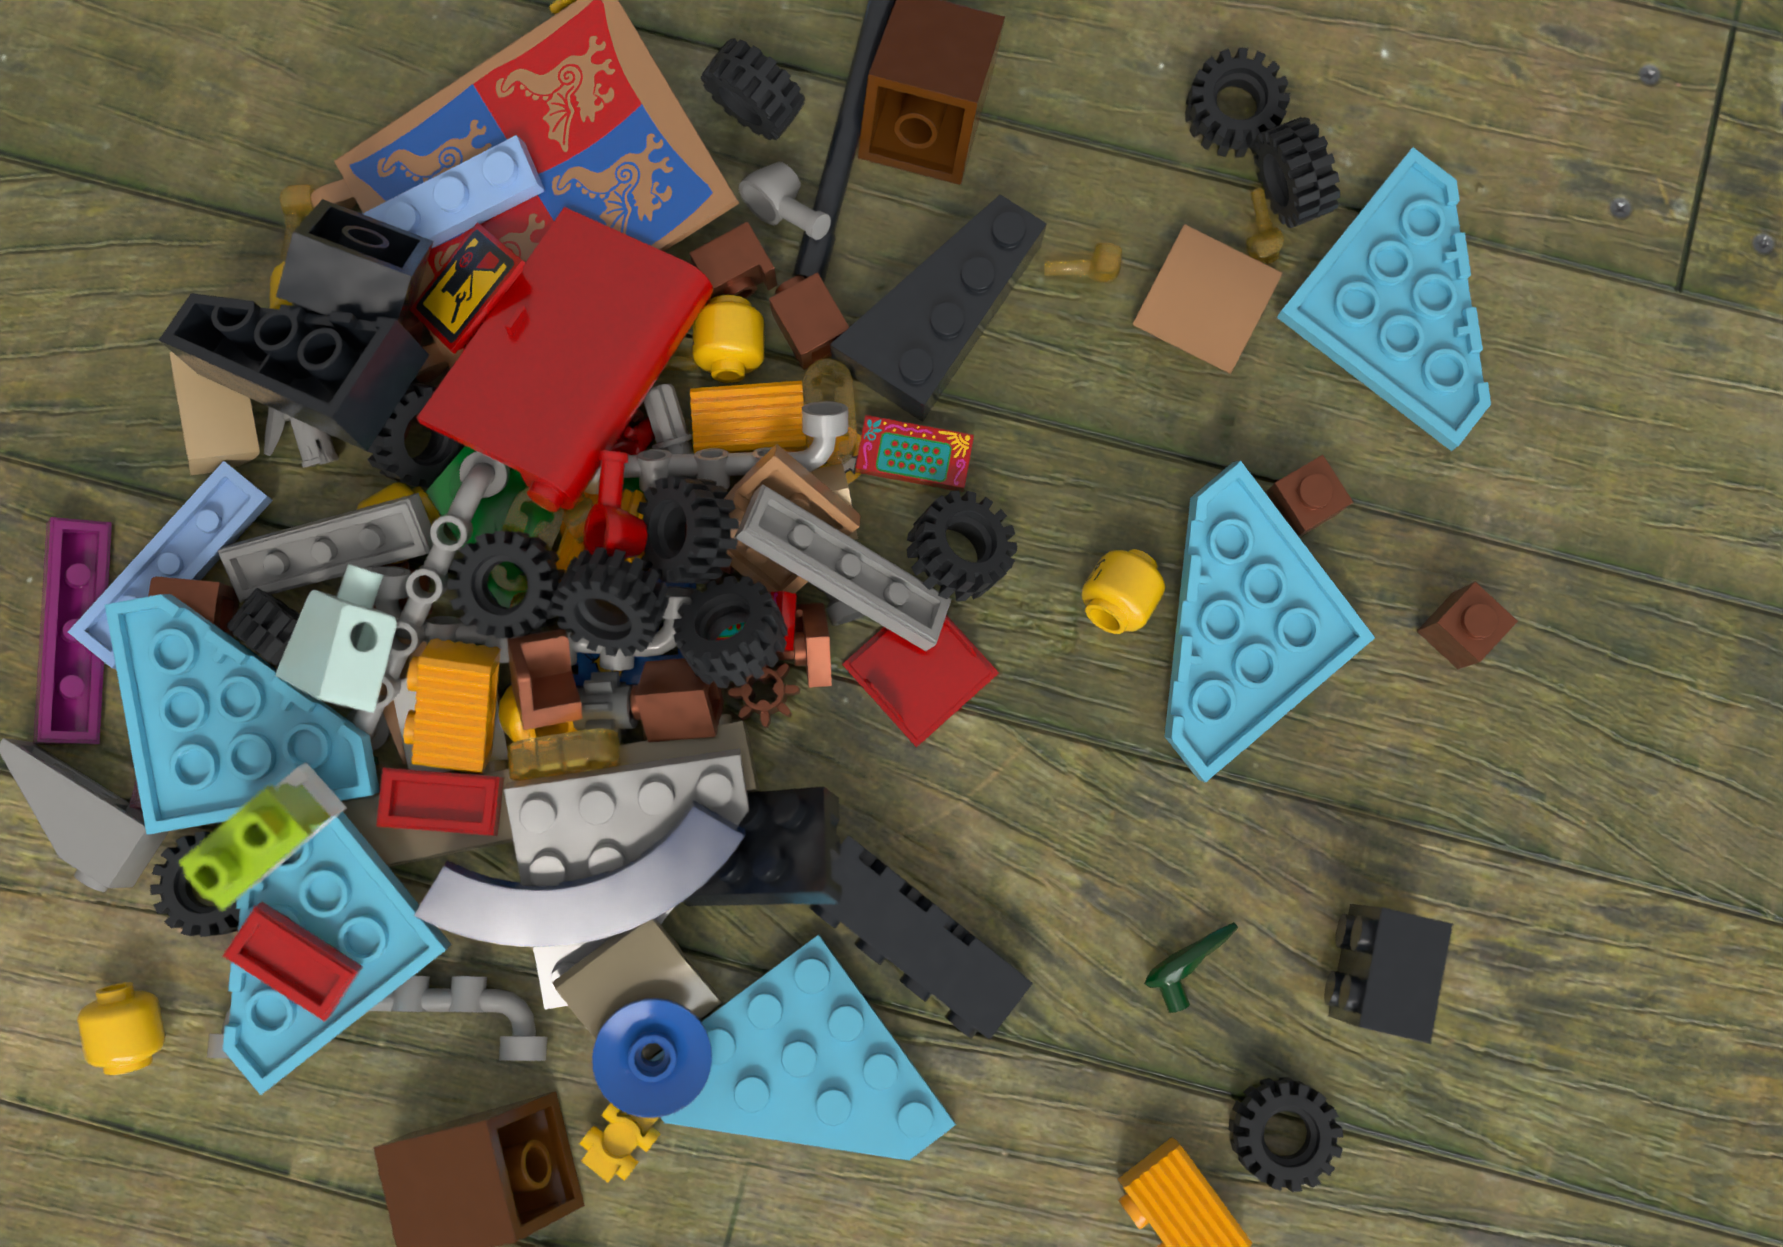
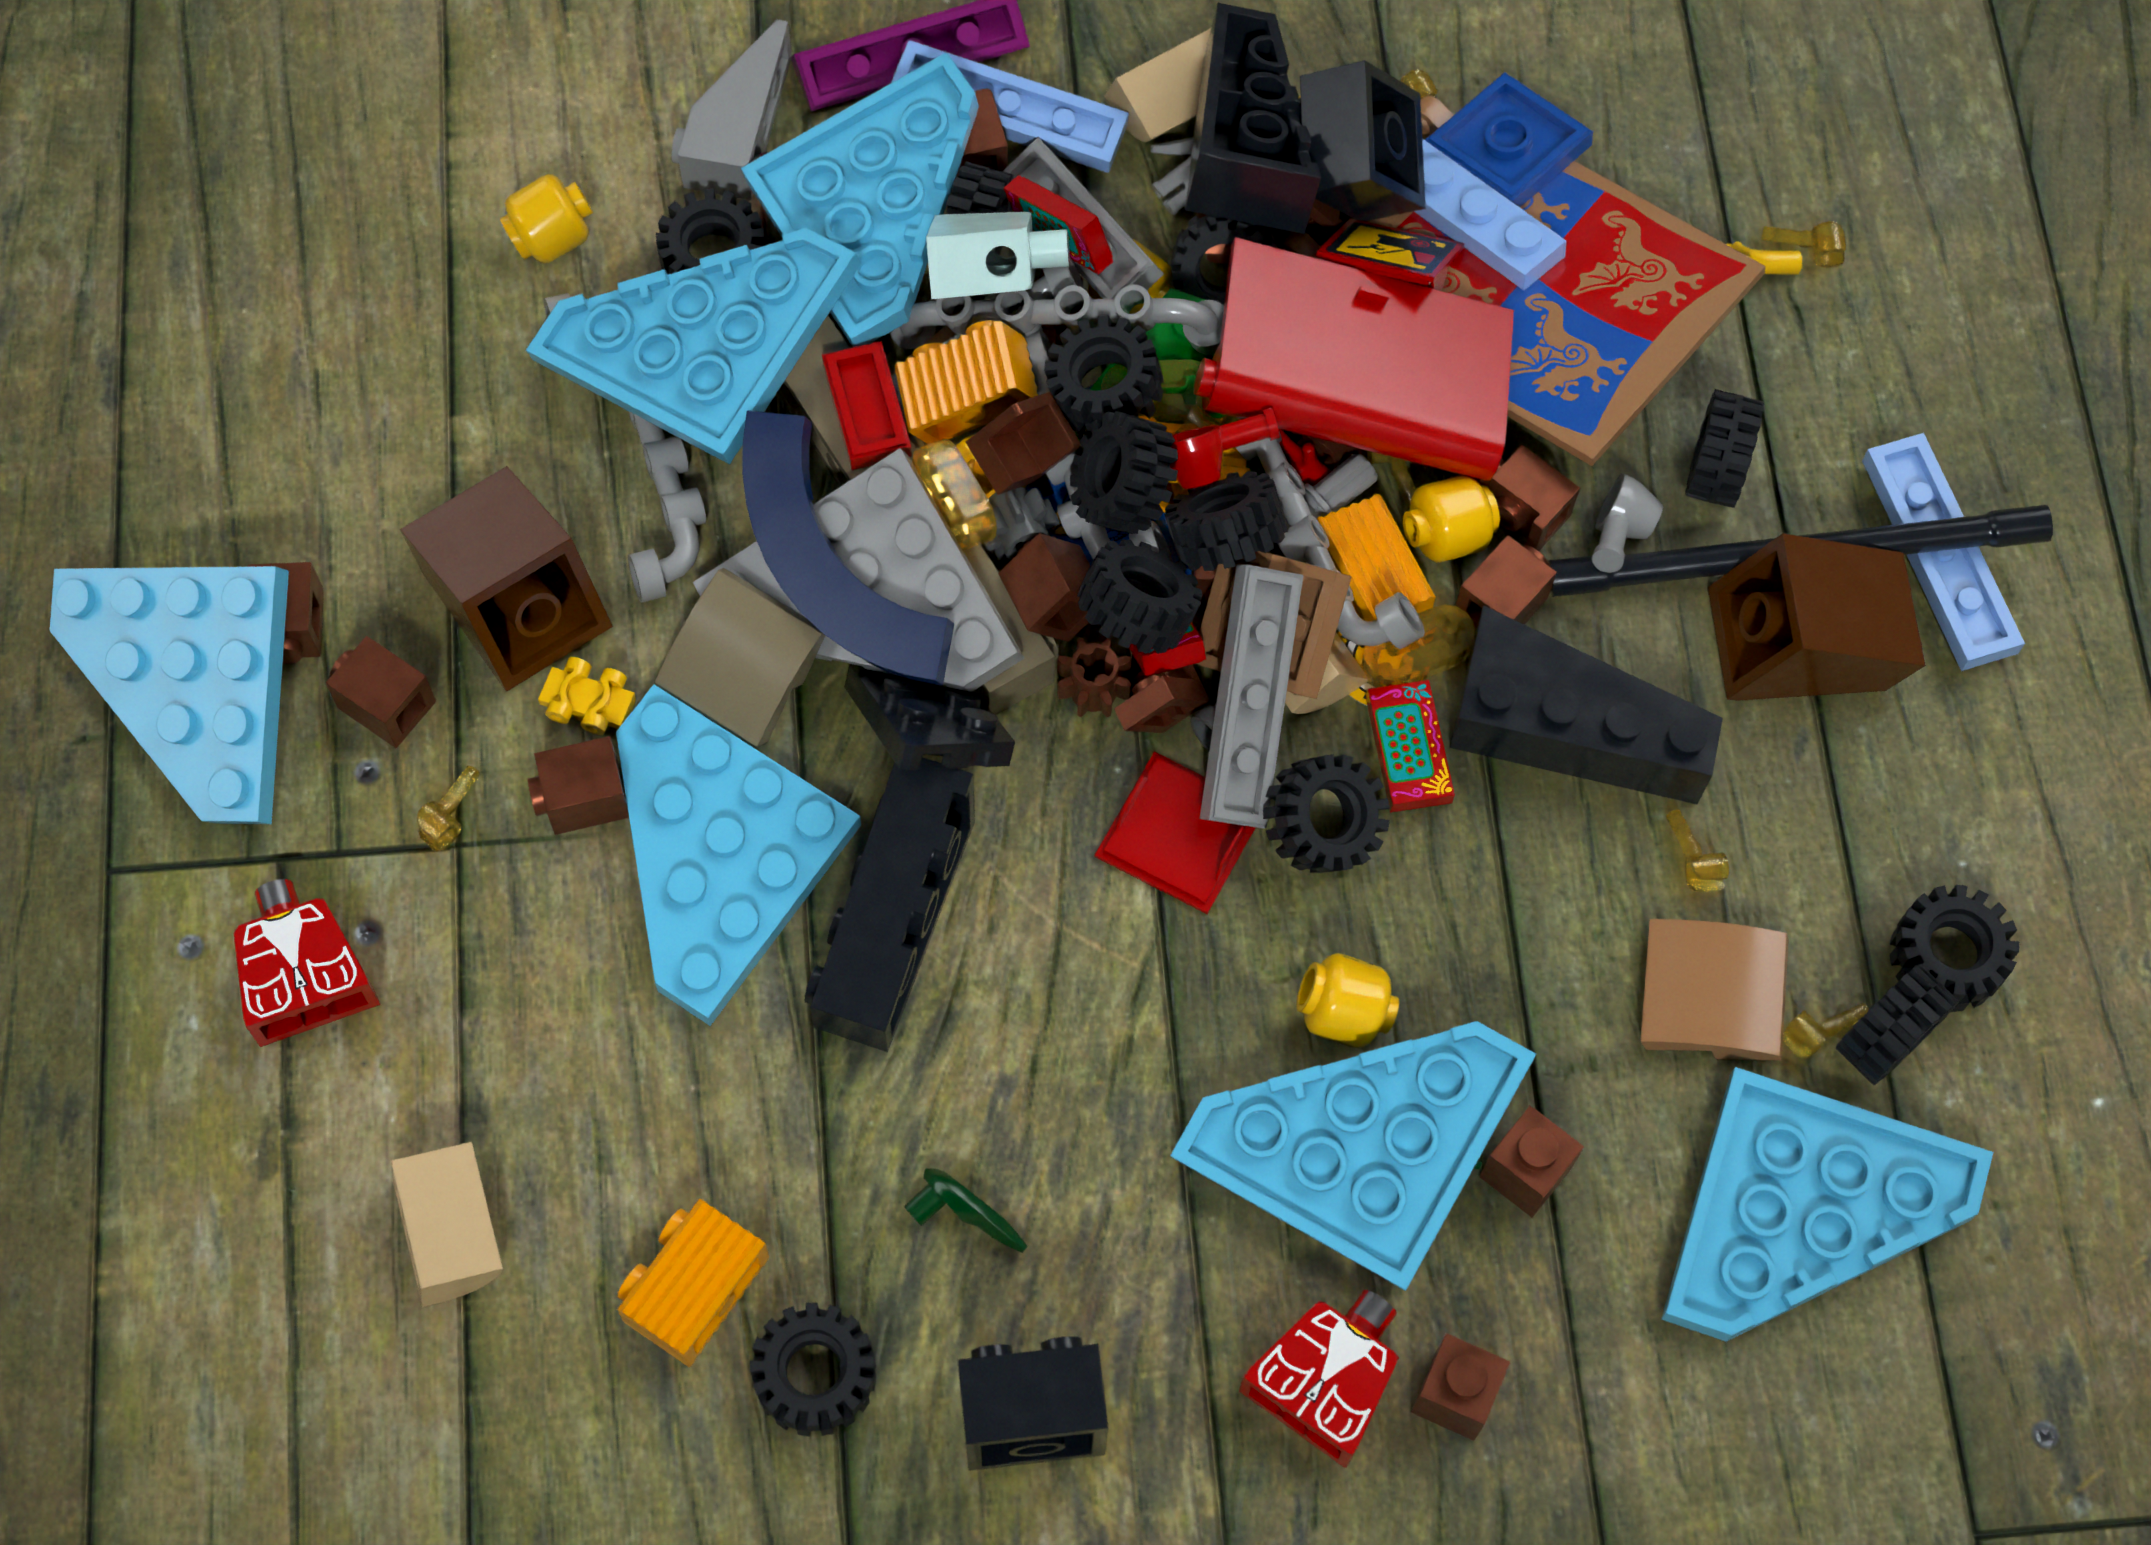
camera: 70 degrees right, 15 degrees down
(261, 836) = (778, 237): lime hips -> none
(292, 961) = (665, 324): red tile -> none
(328, 566) = (1053, 212): none -> red tile
(388, 141) = (1512, 139): none -> blue tile
(648, 1086) = (664, 661): blue dish -> none
(705, 1173) = (579, 786): none -> copper brick
(1422, 724) = (1327, 1374): none -> red torso

